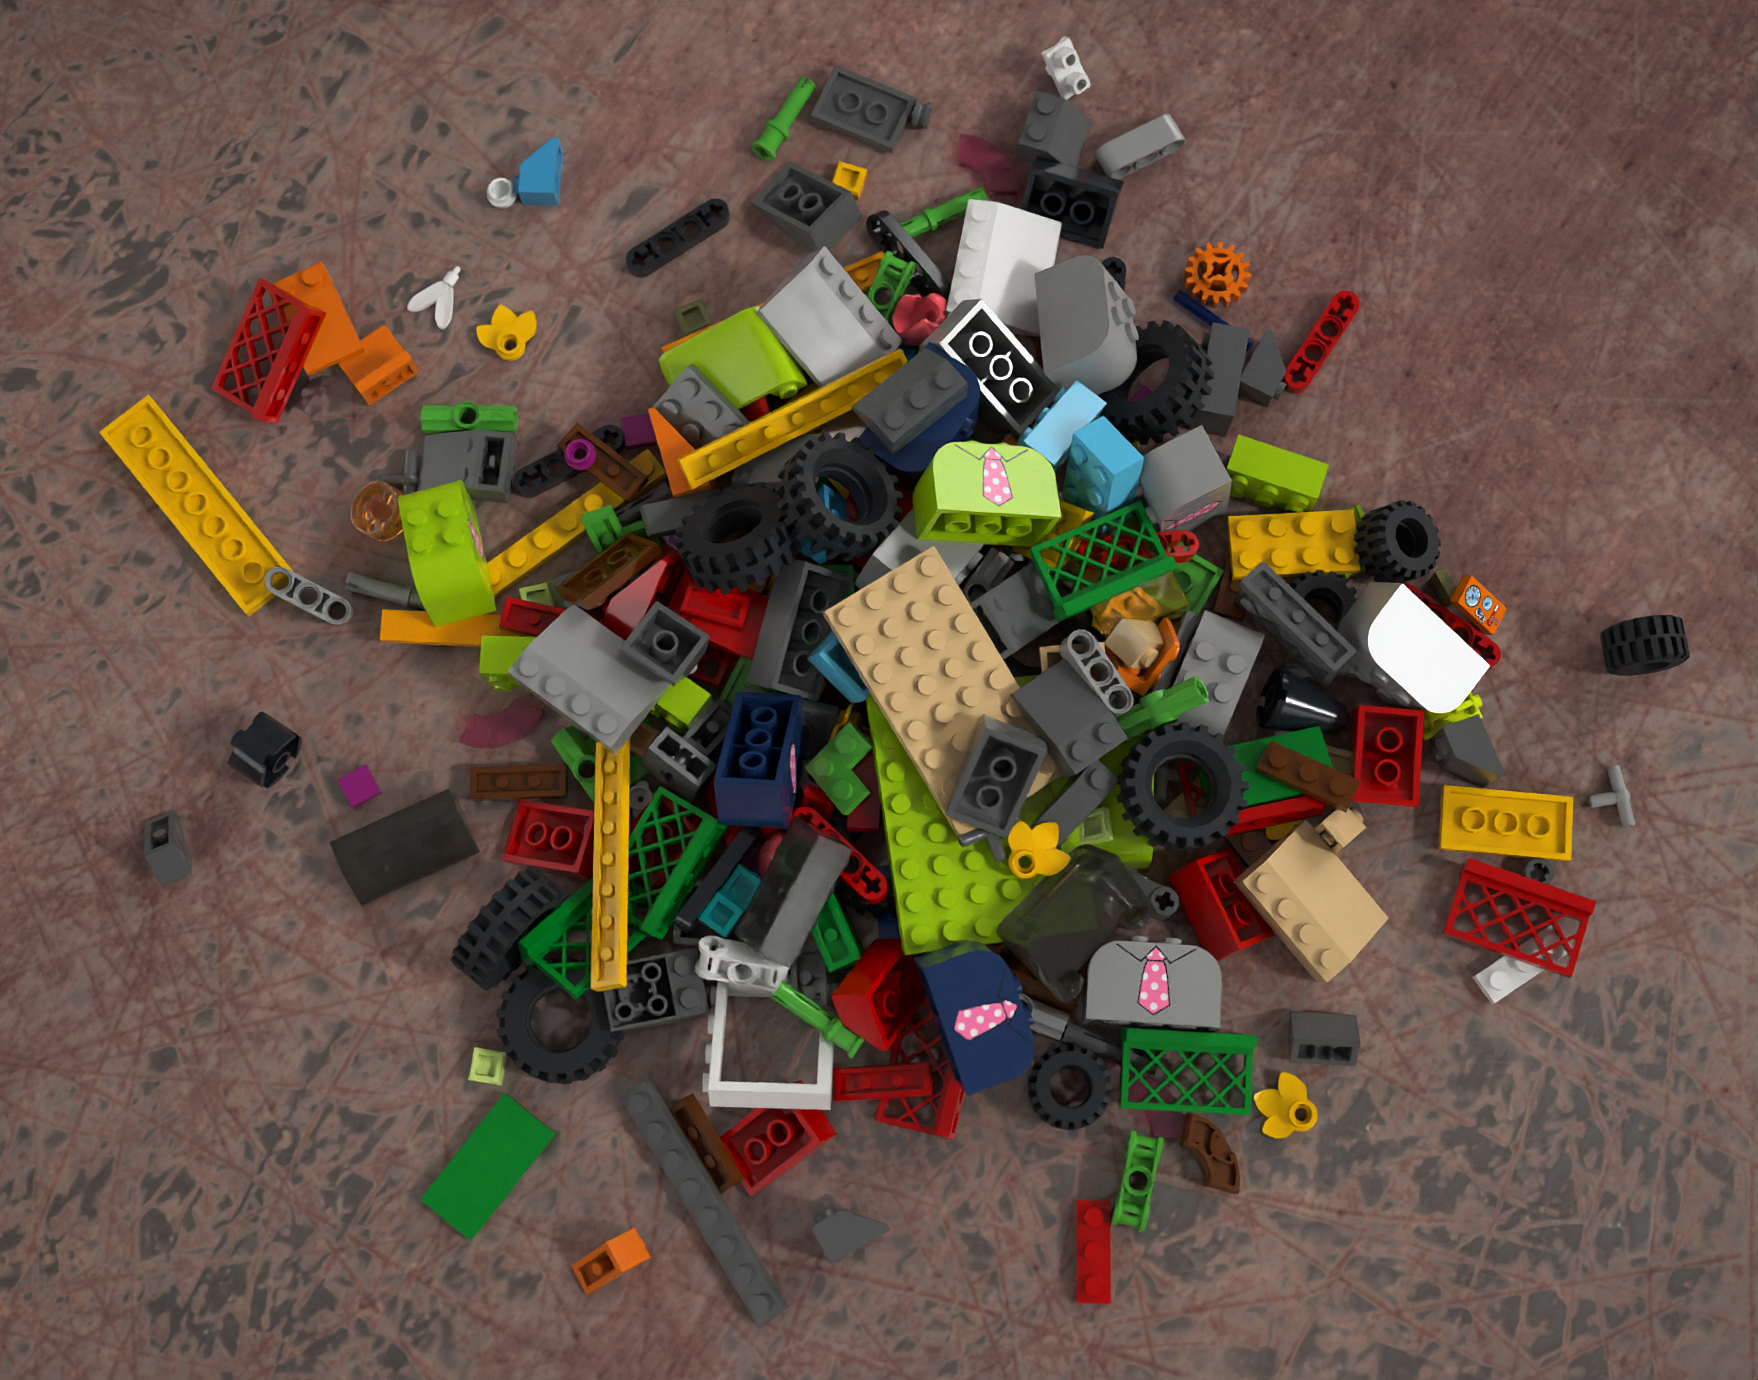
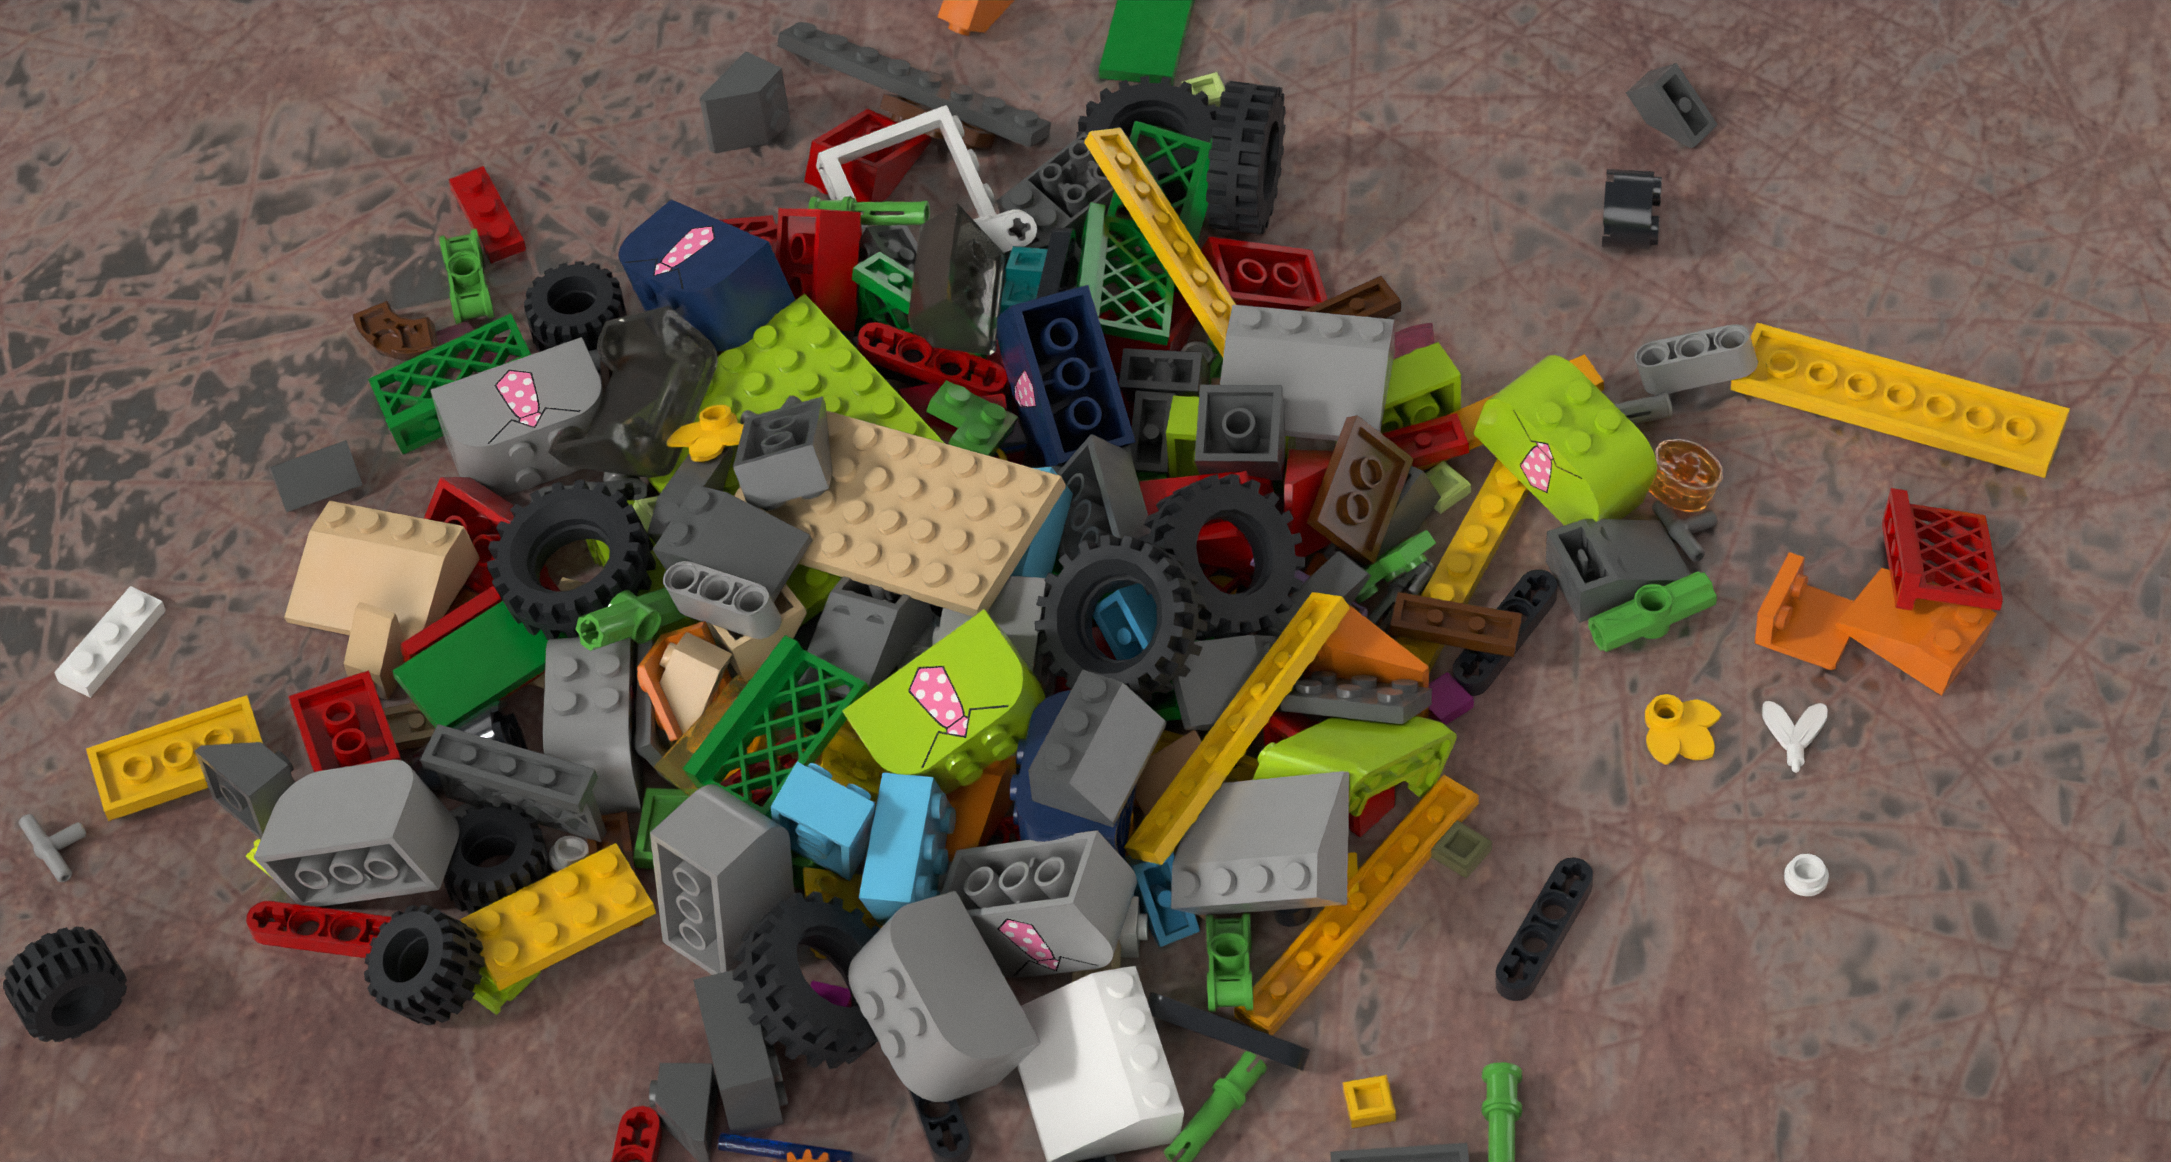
camera: 155 degrees right, 25 degrees down
(359, 786) = (1512, 245): magenta tile -> none
(405, 846) = (1425, 215): clear smoke slope -> none
(541, 175) = (1765, 908): dark azure slope -> none
(576, 447) = (1483, 596): magenta plate -> none
(807, 207) = (1399, 1029): dark grey slope -> none
(918, 317) = (1167, 954): coral hair -> none
(1274, 476) = (616, 972): lime brick -> none
(1281, 1105) = (331, 405): yellow plate -> none
(1307, 776) = (431, 658): reddish brown plate -> none
(1443, 586) = (345, 964): olive tile -> none
(1478, 604) = (294, 954): orange tile -> none
(1526, 890) = (130, 693): red fence -> none
(1542, 864) = (119, 719): dark grey bush -> none

